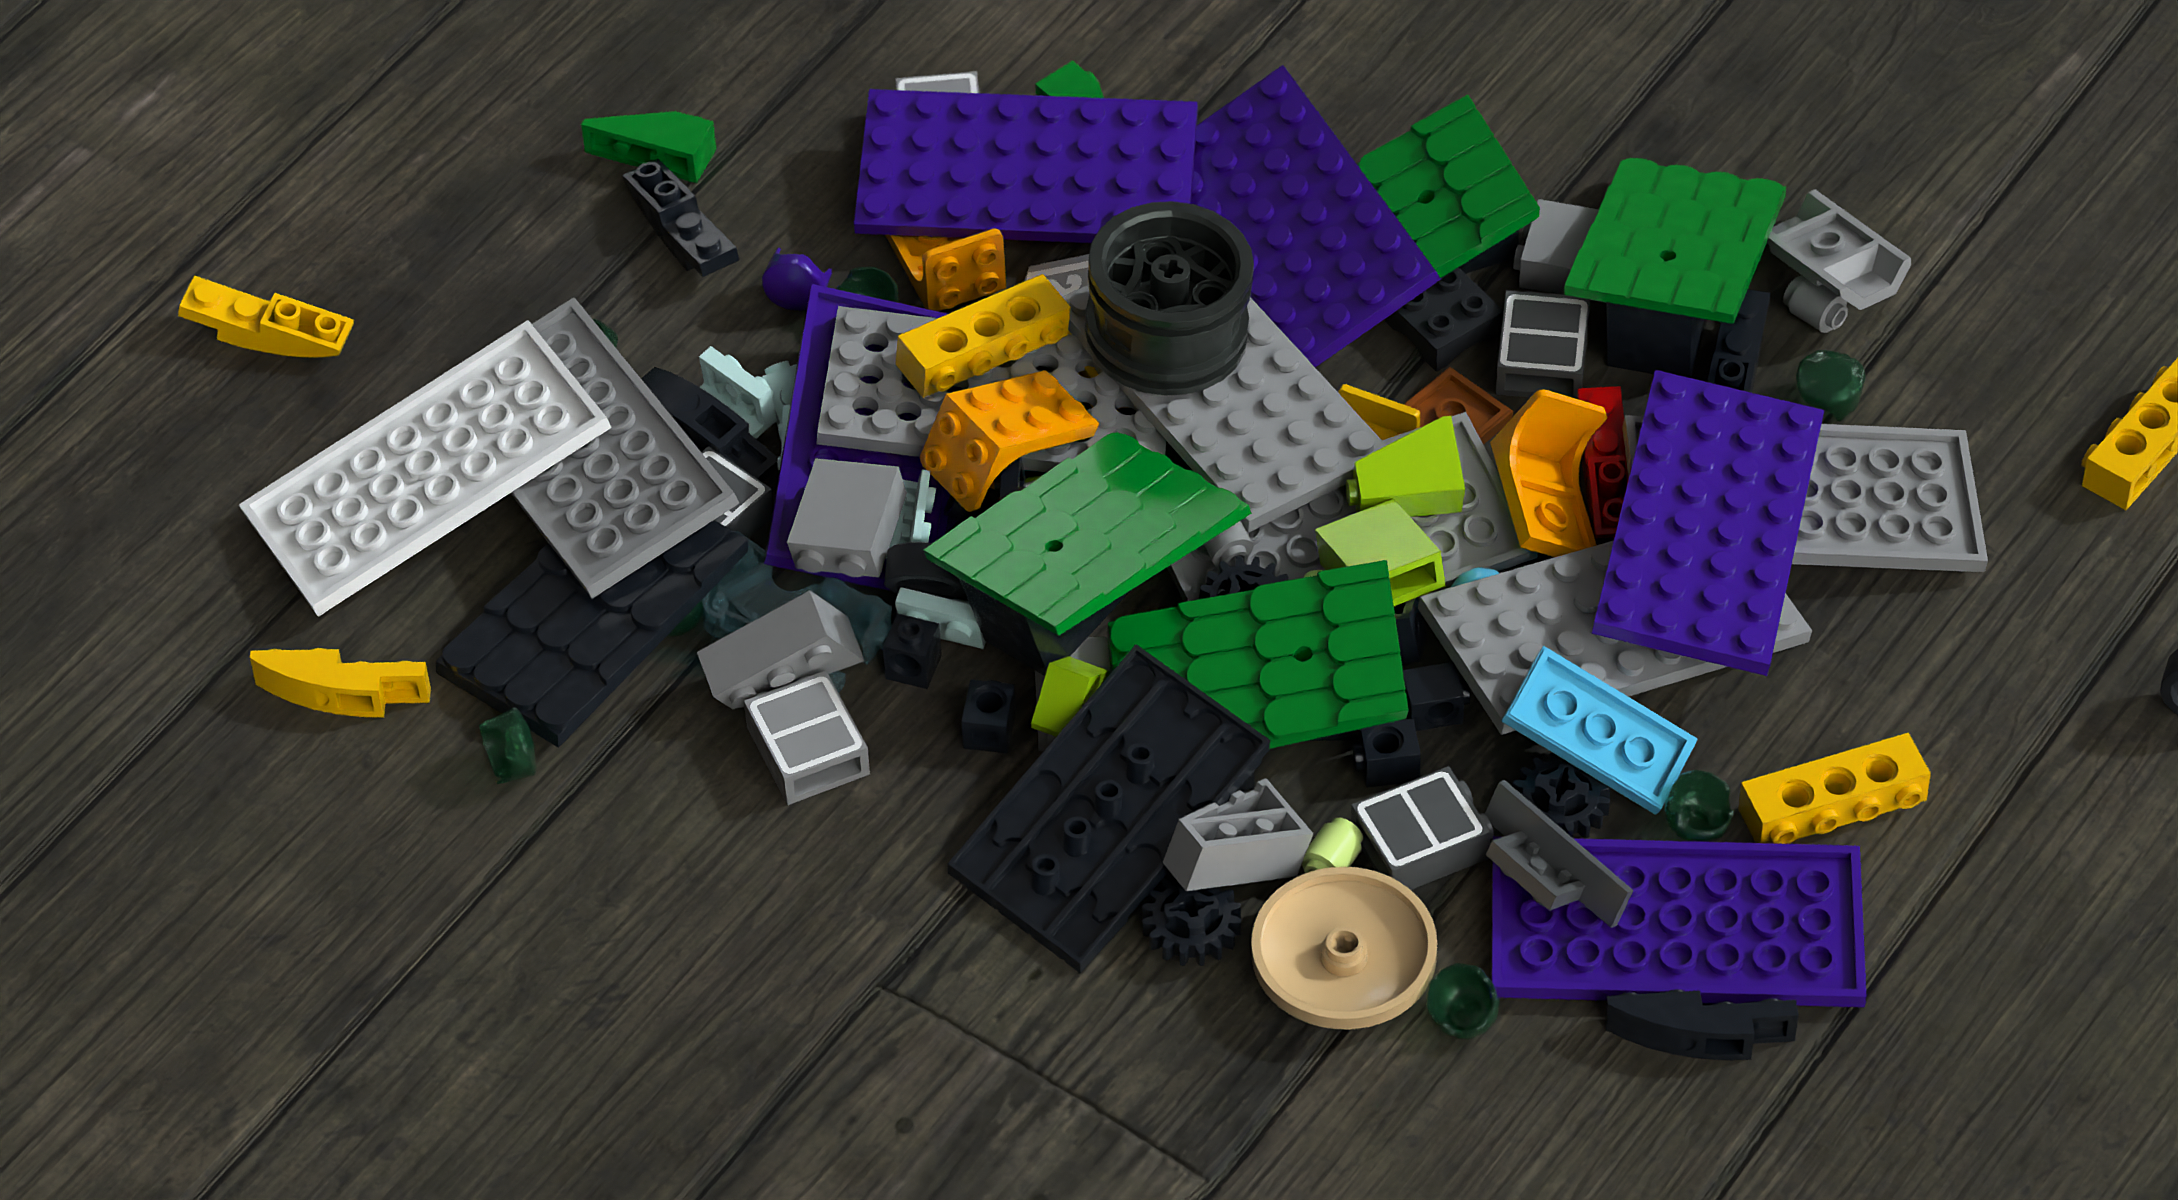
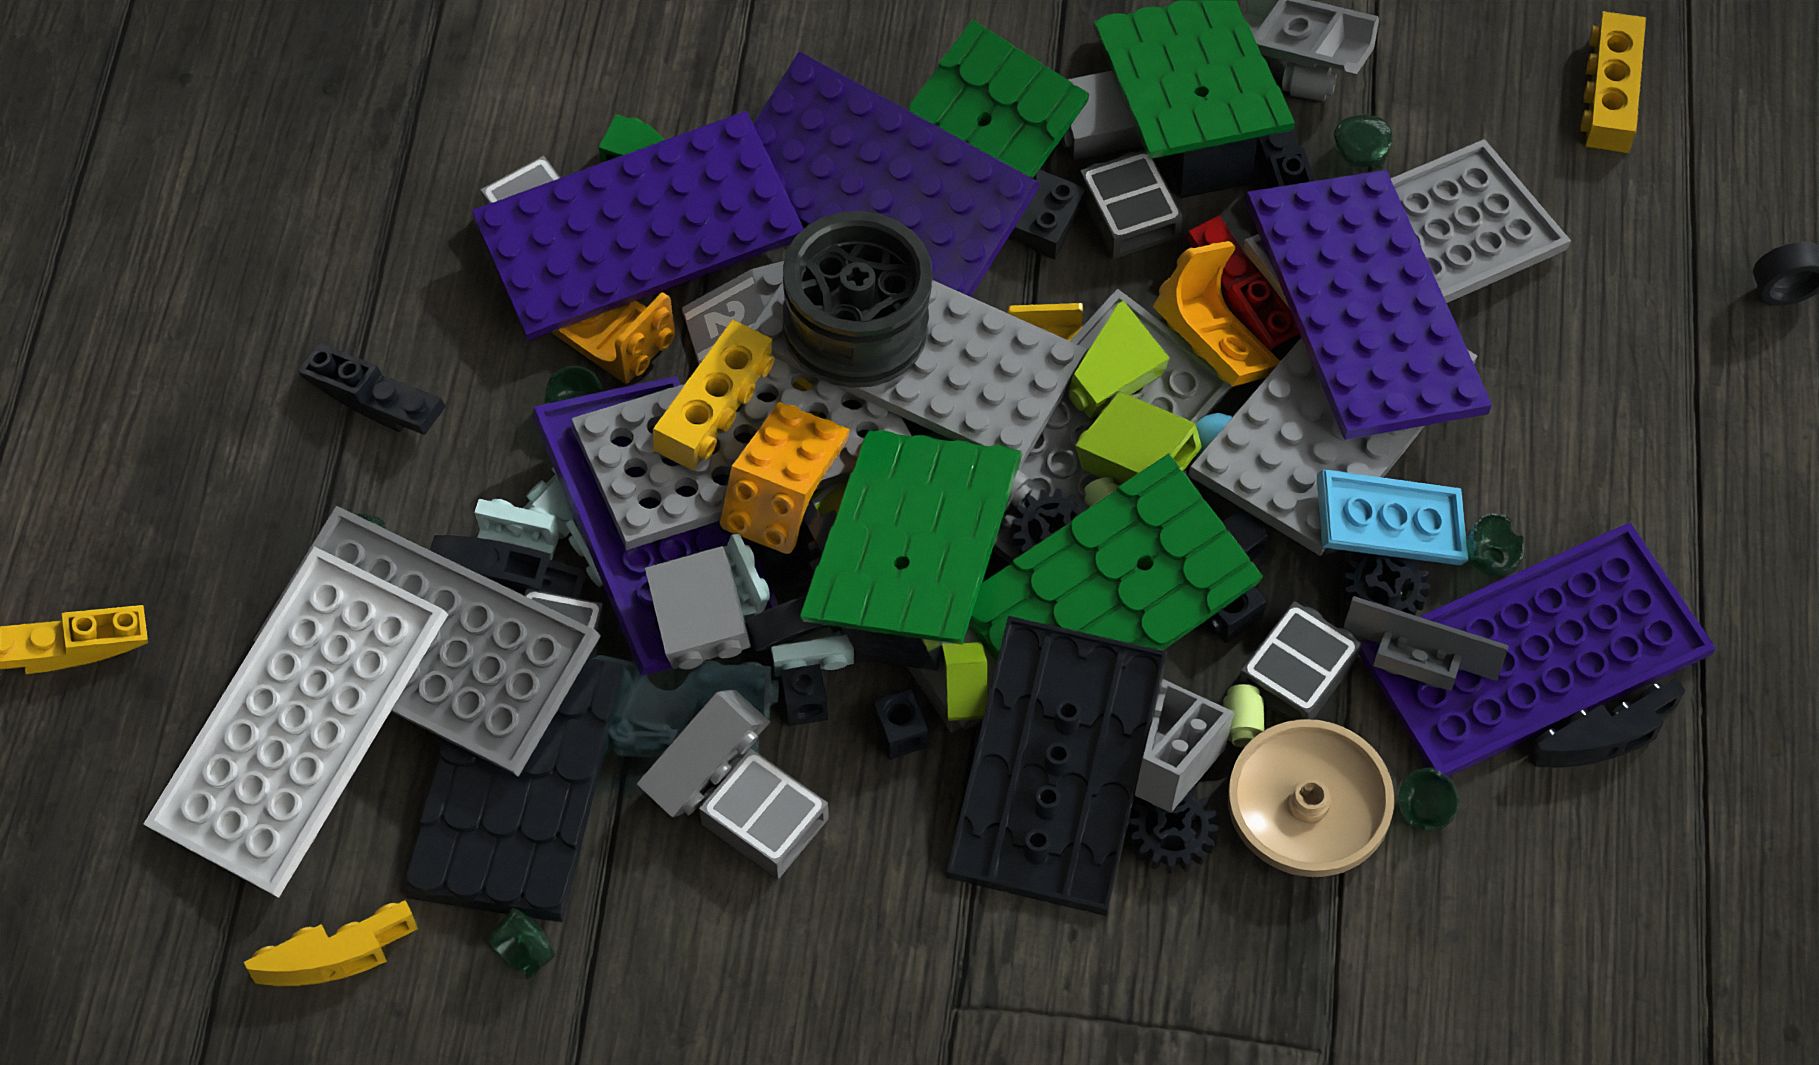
camera: 30 degrees left, 10 degrees up
(675, 138) = (300, 329): green slope -> none
(790, 278) = (504, 405): dark purple hair -> none
(1455, 394) = (1093, 282): dark orange tile -> none
(1834, 791) = (1610, 441): yellow brick -> none

